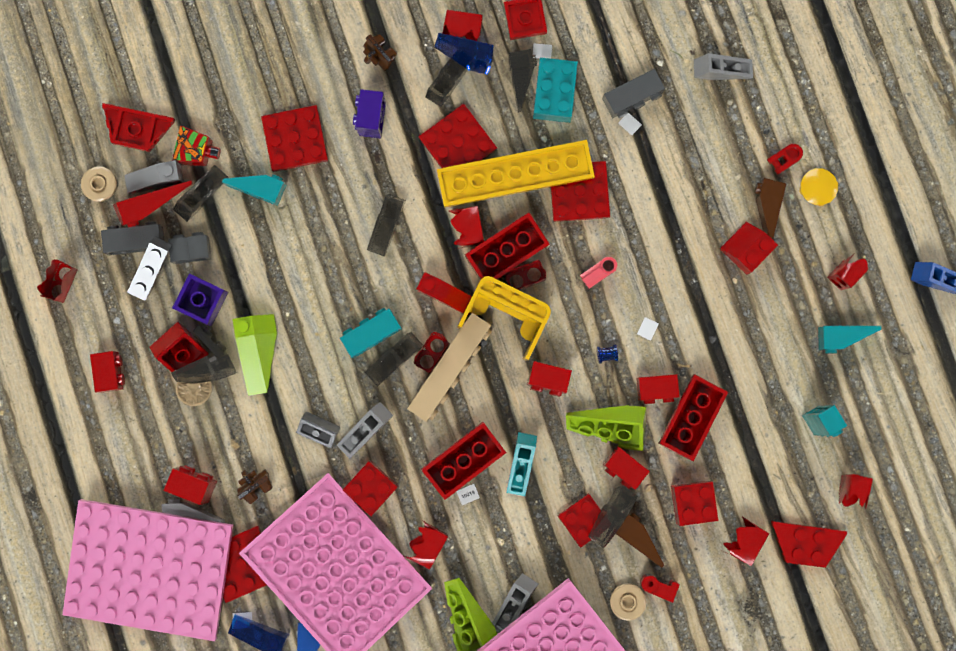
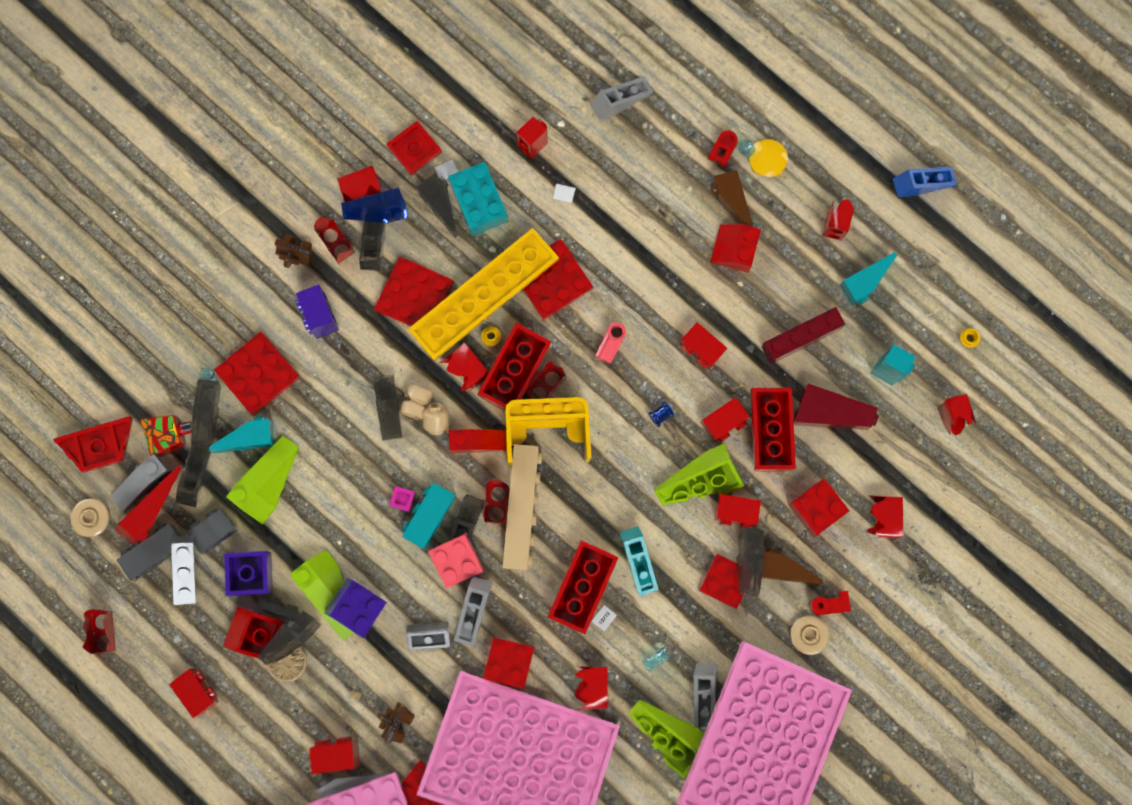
camera: 30 degrees left, 5 degrees down
(235, 148) = (205, 412): none -> clear smoke slope
(250, 233) = (261, 486): none -> lime wedge
(253, 118) = (207, 374): none -> clear light blue hinge
(270, 375) = (355, 607): none -> dark purple brick
(357, 307) = (402, 499): none -> dark pink plate
(373, 381) = (456, 560): none -> coral plate
(410, 233) = (416, 402): none -> tan wheel
(411, 43) = (323, 224): none -> red piece
(419, 256) = (435, 419): none -> tan head
(490, 551) = (655, 659): none -> clear light blue pin
(502, 218) = (491, 342): none -> yellow plate
(549, 378) = (620, 466): red brick -> none
(629, 62) = (532, 137): none -> red brick
(633, 94) = (552, 164): dark grey brick -> none
(647, 328) = (685, 371): white sticker -> none
(673, 316) = (702, 346): none -> red brick
(751, 428) = (831, 410): none -> dark red slope
(763, 353) = (803, 335): none -> dark red brick
(805, 168) = (746, 148): none -> clear light blue hinge
(807, 543) = (942, 488): red wing -> none
(908, 432) = (975, 336): none -> yellow plate

